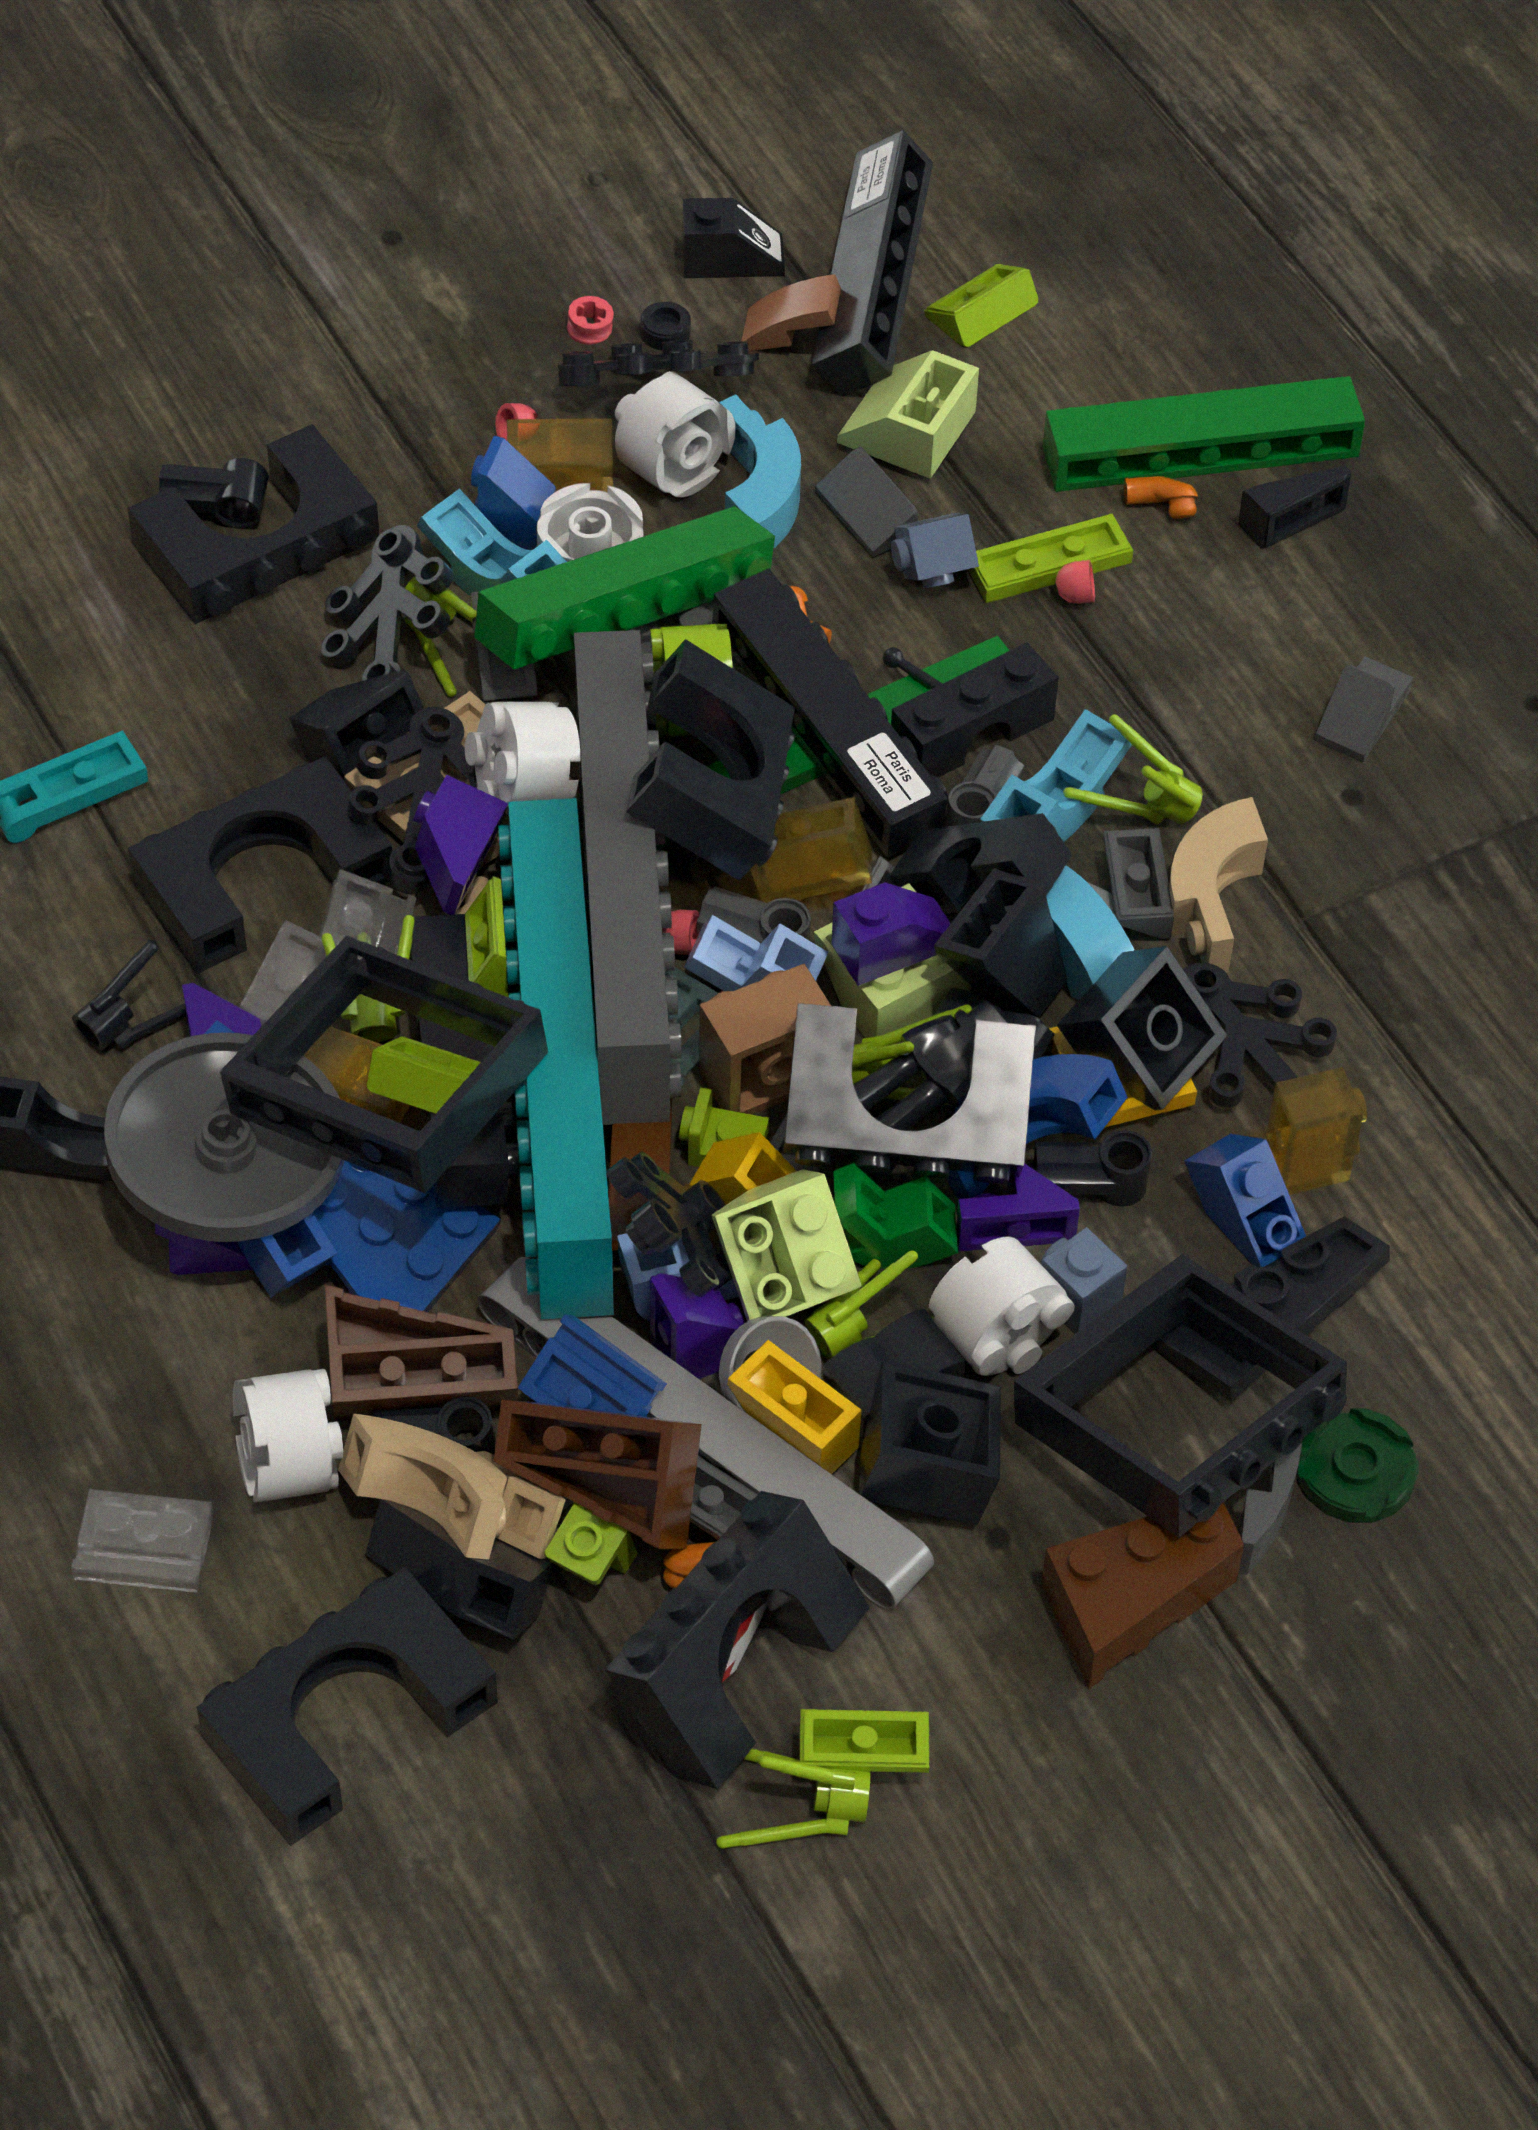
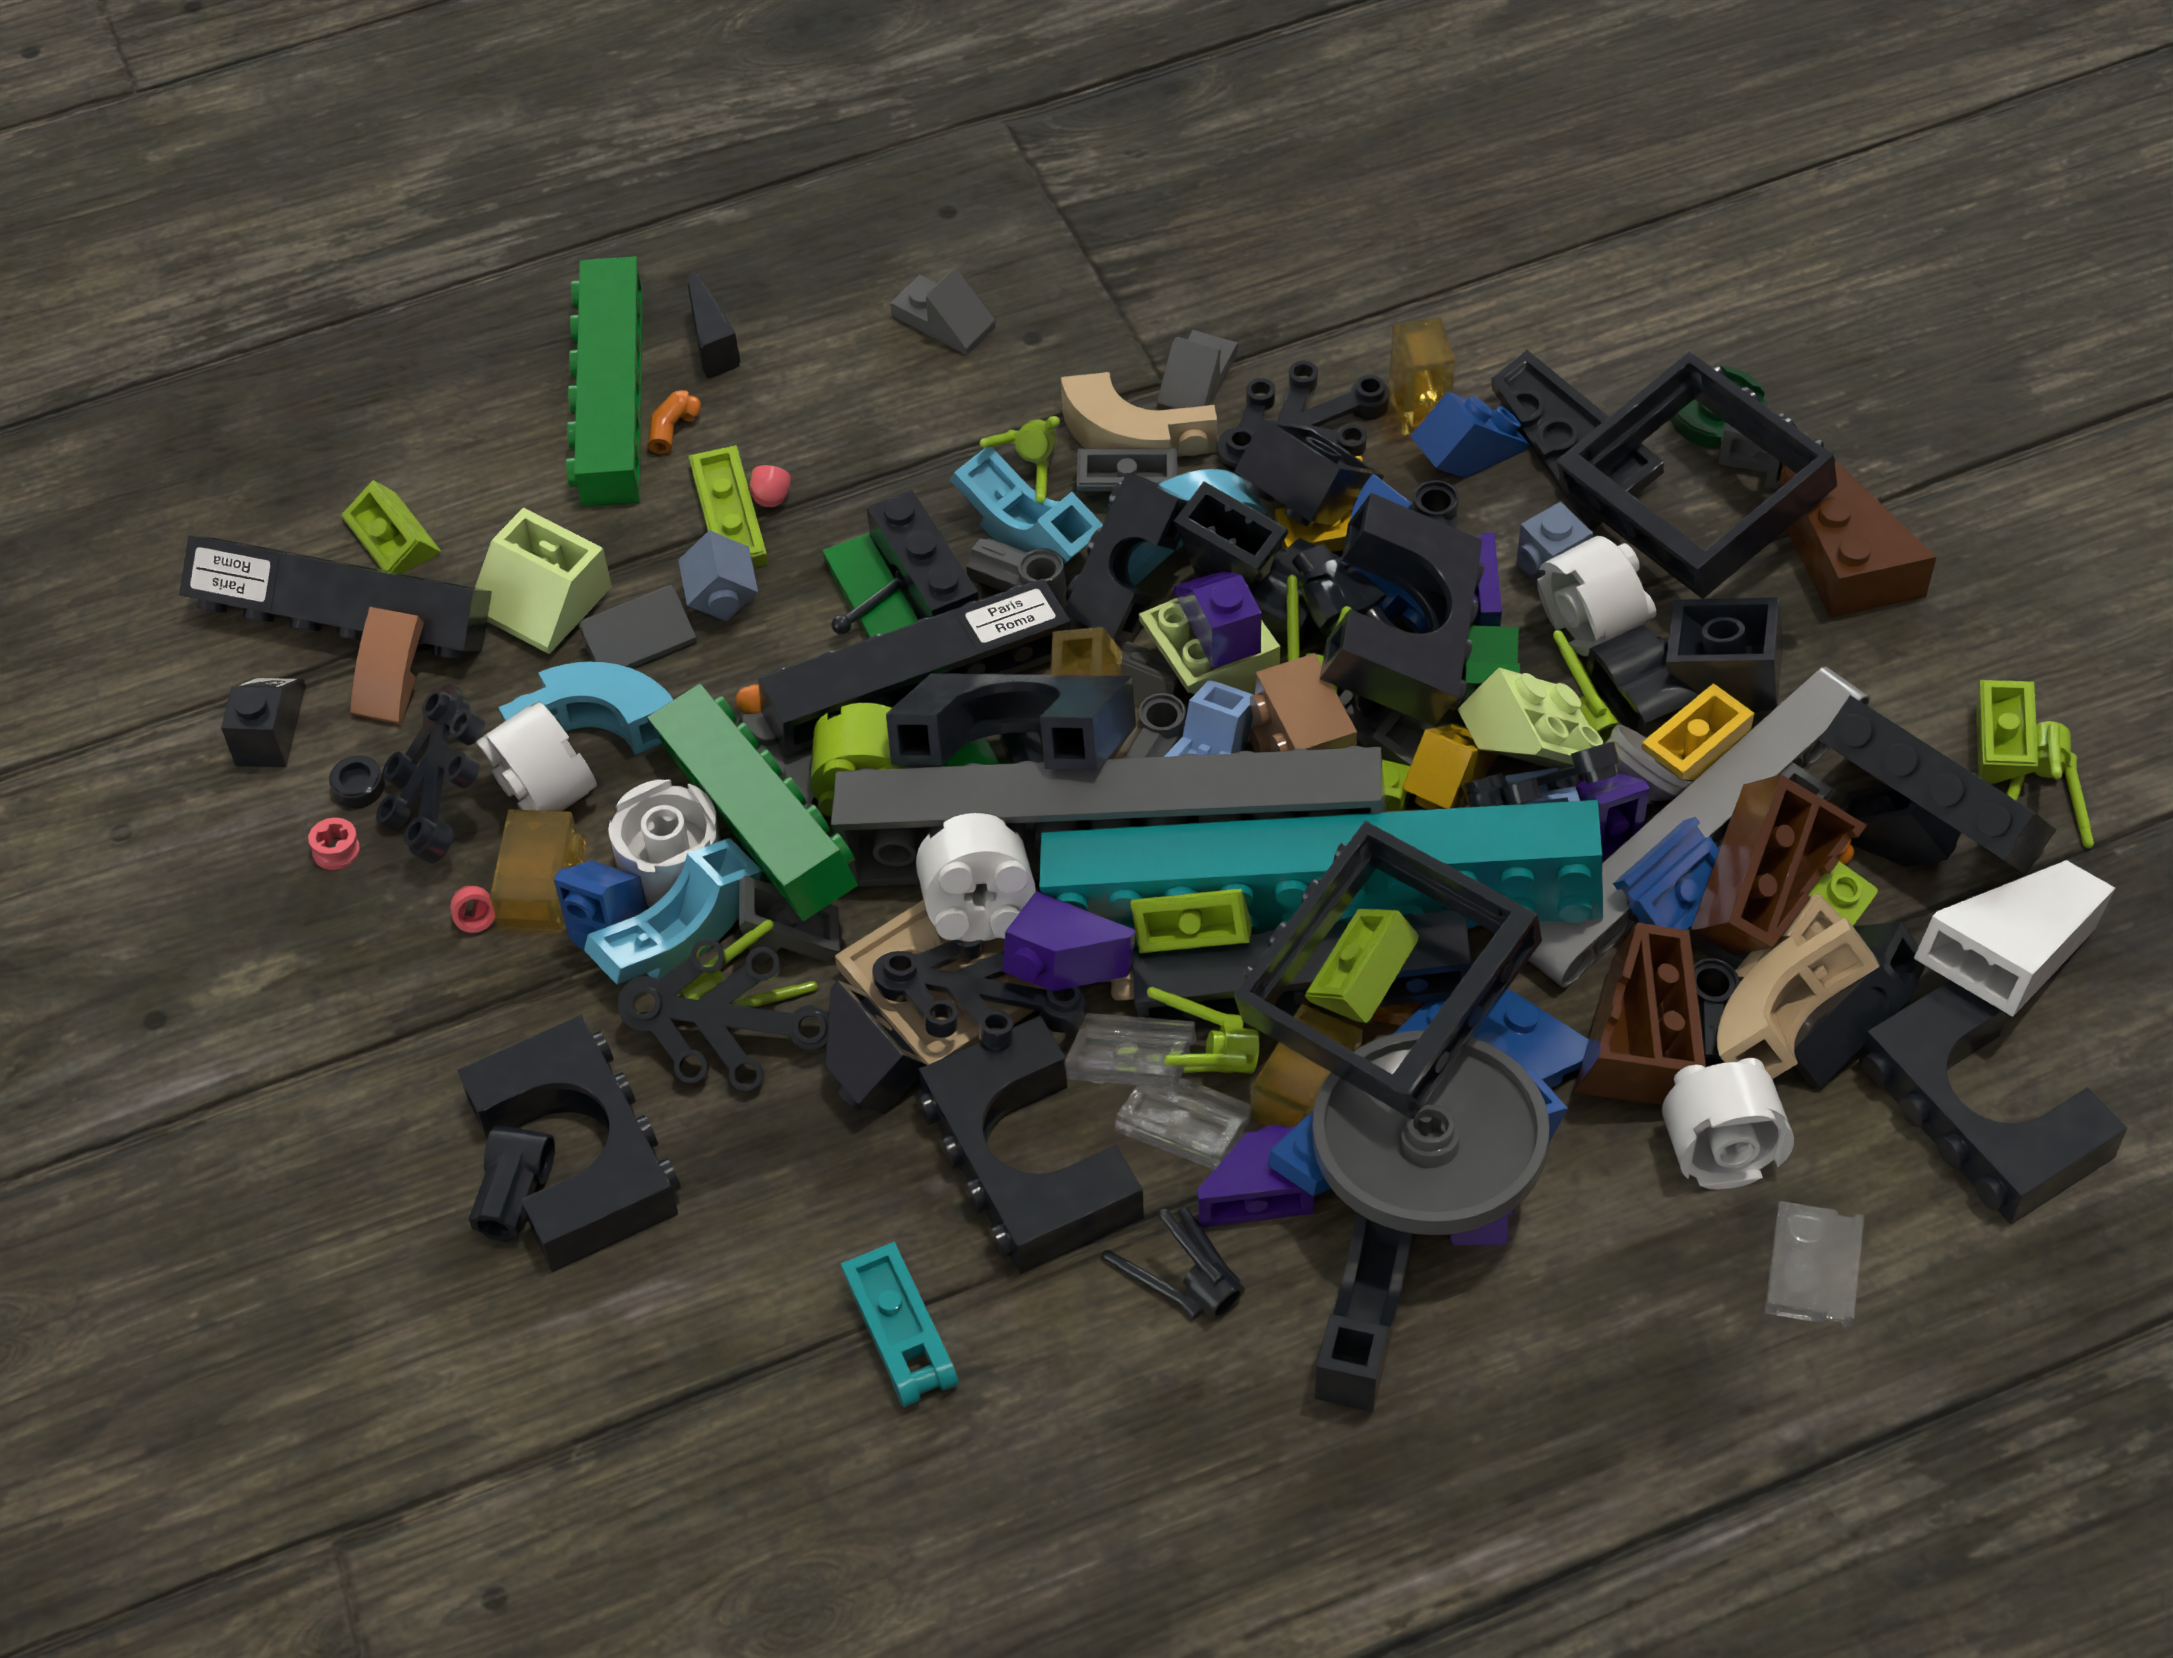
camera: 80 degrees left, 0 degrees up
(541, 1722) = (2016, 934): none -> white slope
(1302, 941) = (1195, 370): none -> dark grey slope

